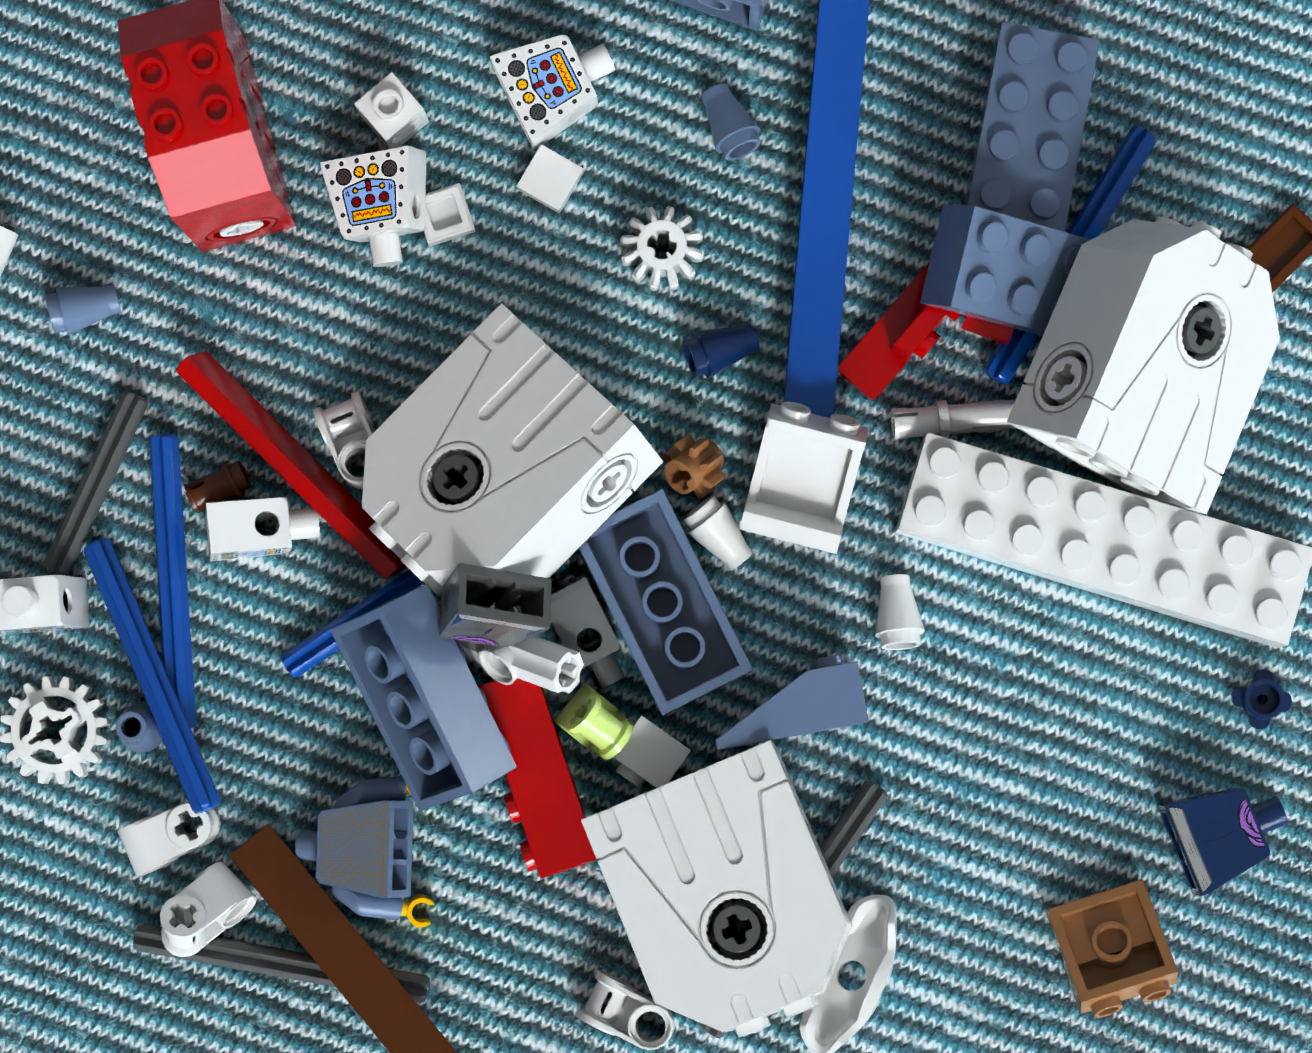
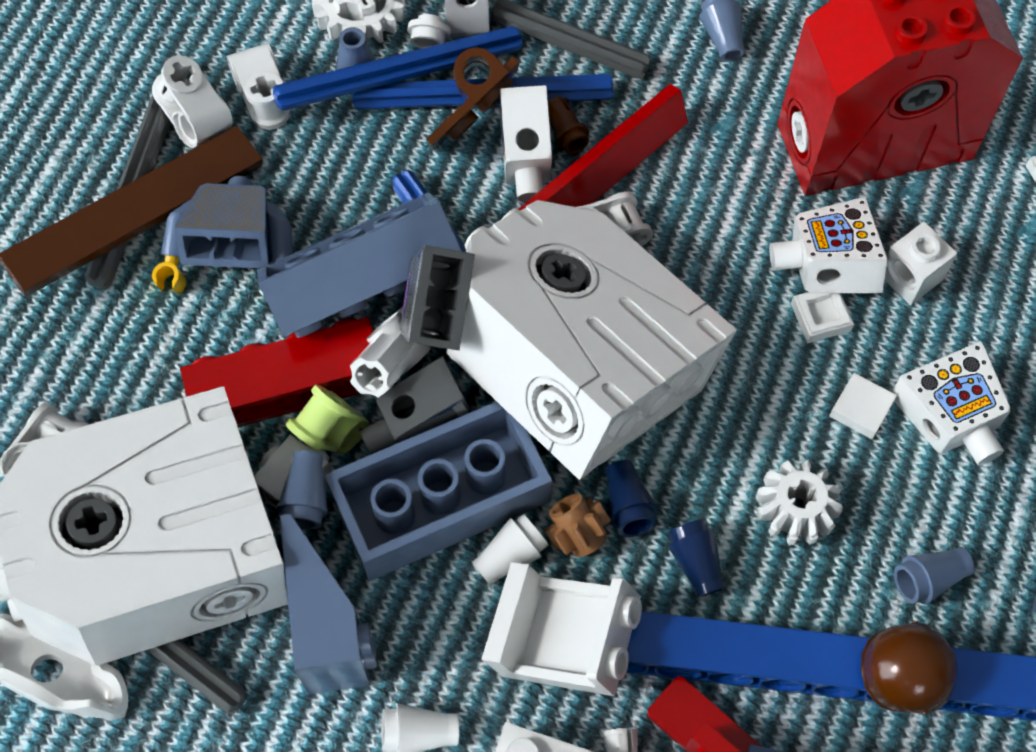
camera: 85 degrees right, 20 degrees down
(94, 646) = (428, 31): none -> white plate
(191, 577) = (477, 97): none -> reddish brown piece
(665, 414) = (629, 501): none -> dark blue cone
(681, 733) = (305, 490): none -> sand blue cone
(835, 154) = (909, 668): none -> reddish brown helmet

